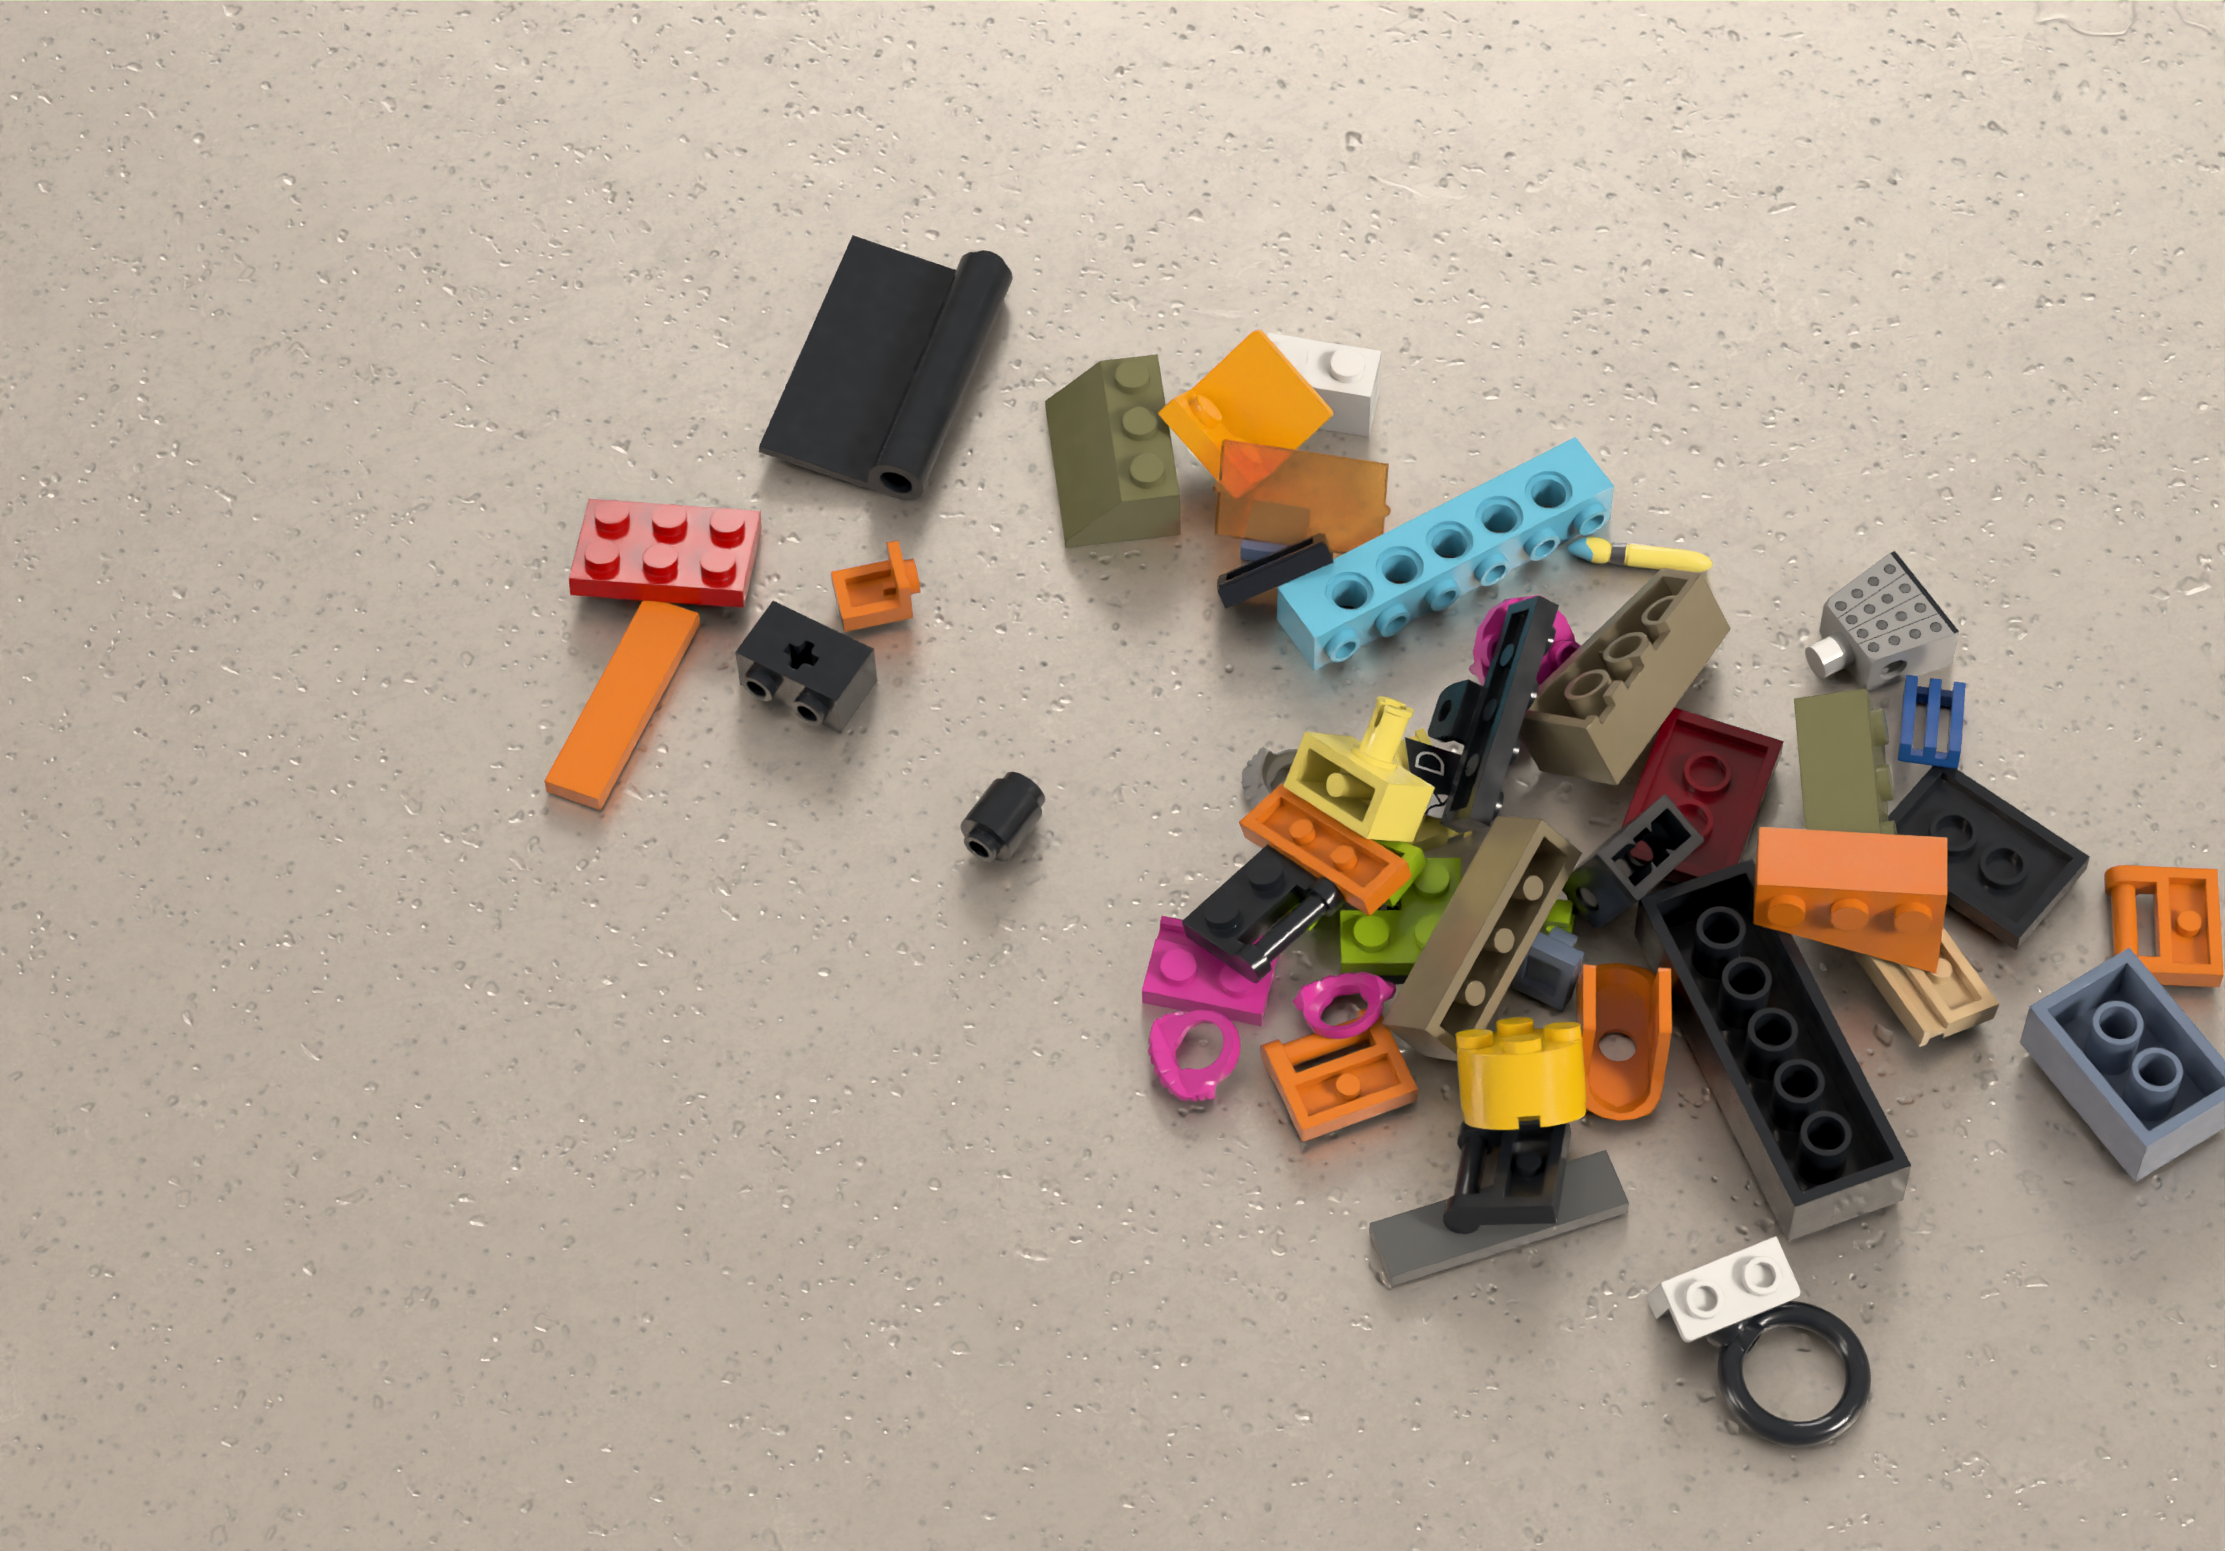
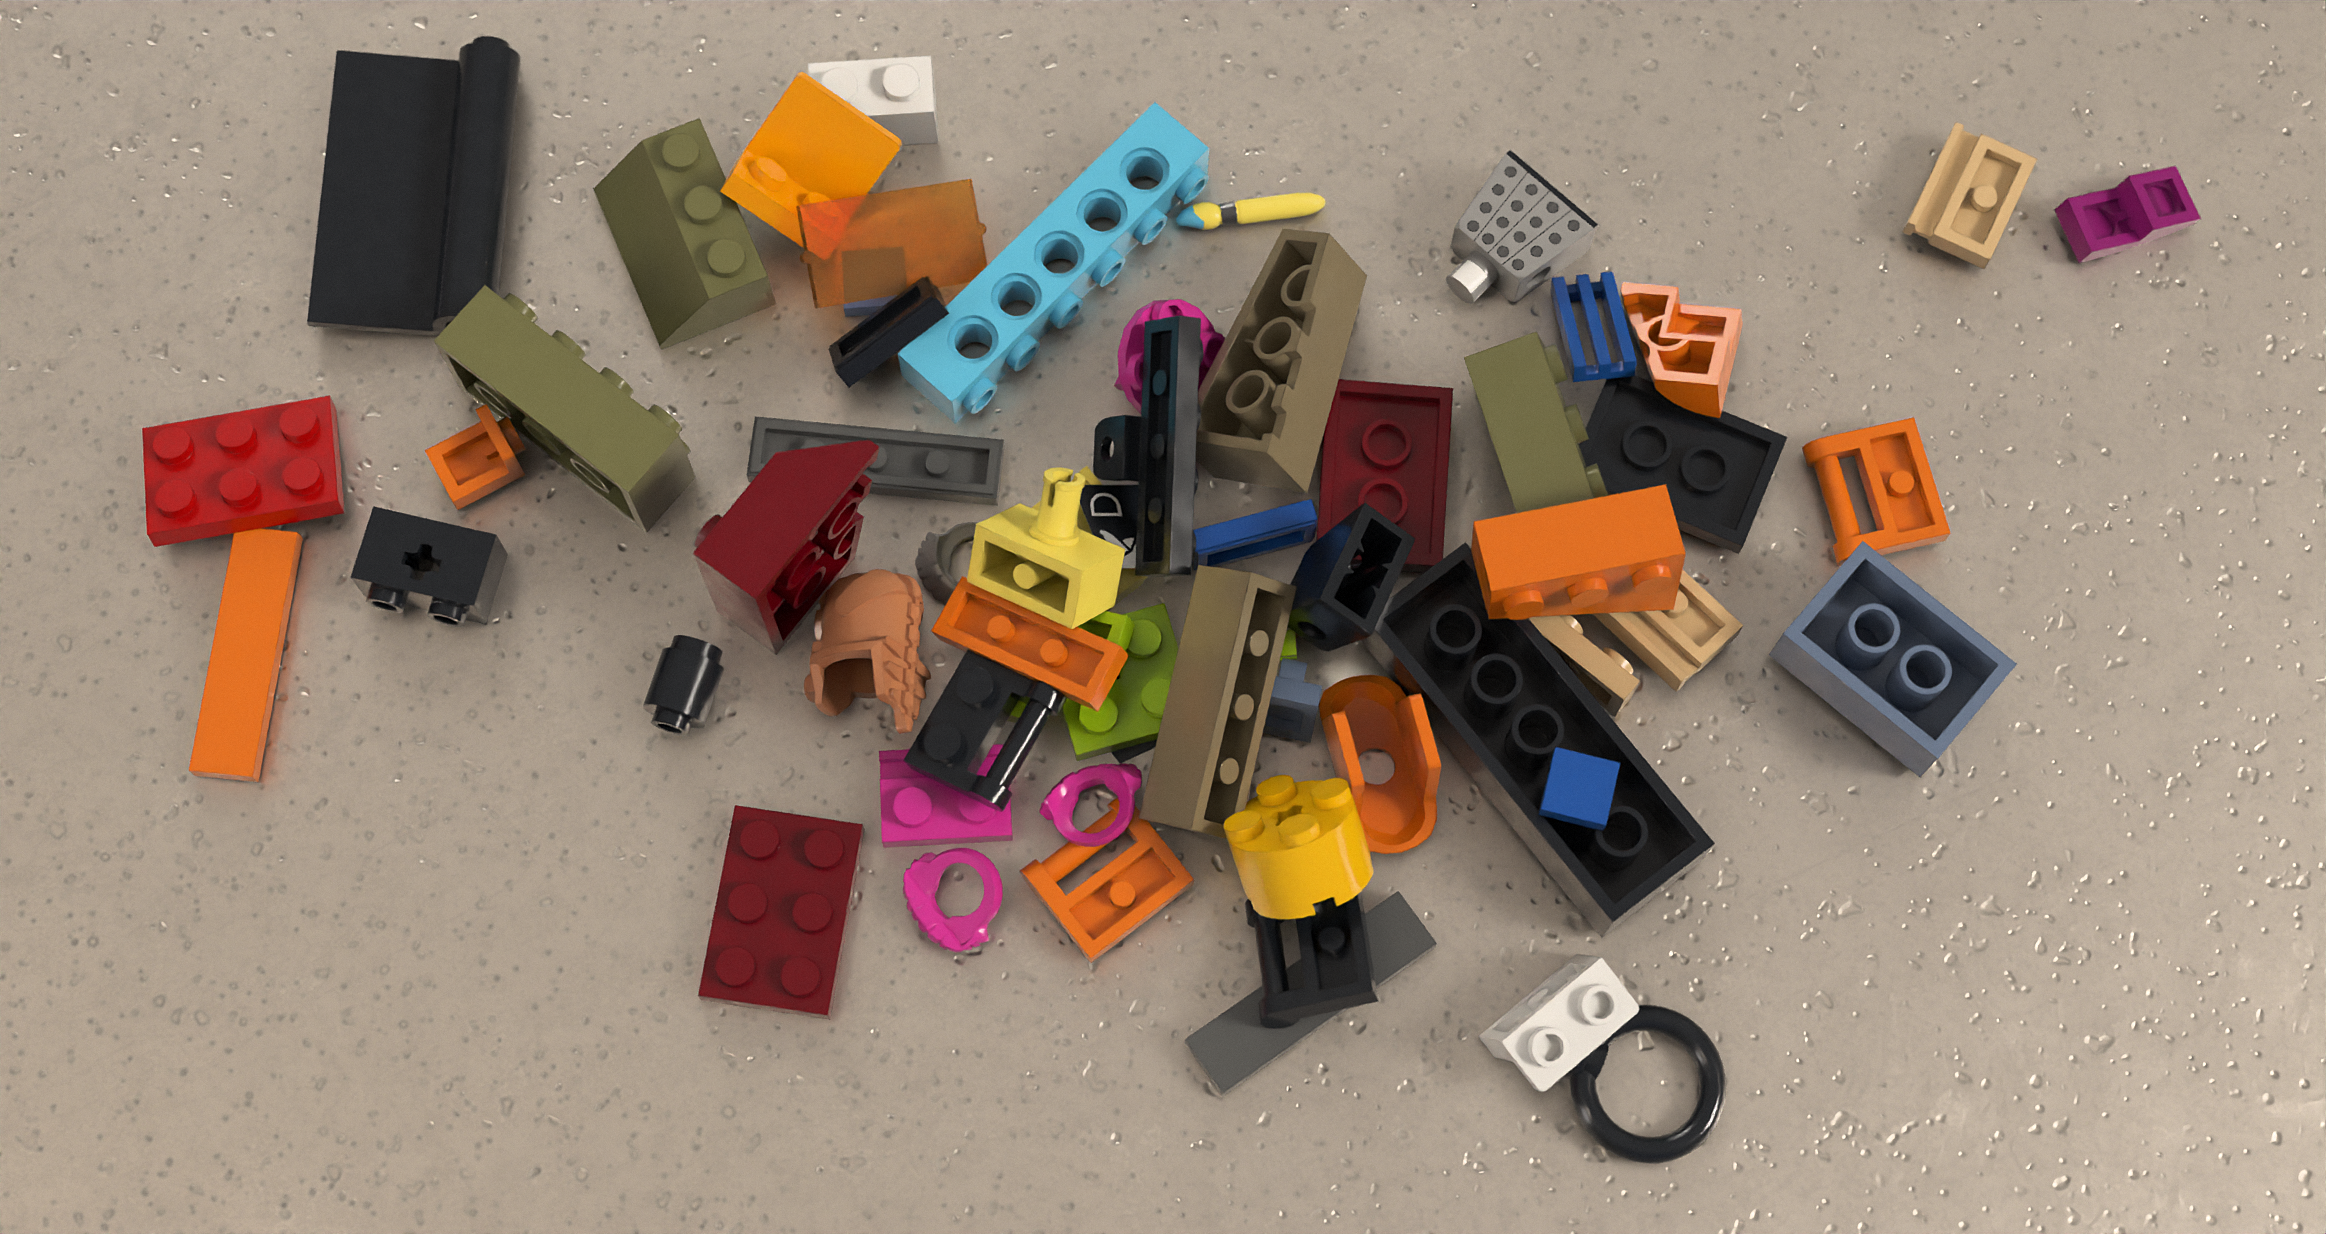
camera: 20 degrees left, 15 degrees up
(970, 562) = (567, 406): none -> olive brick
(1033, 1029) = (781, 912): none -> dark red plate
(1130, 706) = (786, 538): none -> dark red wedge
(1193, 803) = (875, 627): none -> nougat helmet
(1230, 680) = (907, 461): none -> dark grey tile
(1575, 817) = (1255, 534): none -> blue tile
(1795, 1083) = (1579, 788): none -> blue tile
(1854, 1011) = (1601, 671): none -> tan plate
(2014, 763) = (1684, 345): none -> orange slope

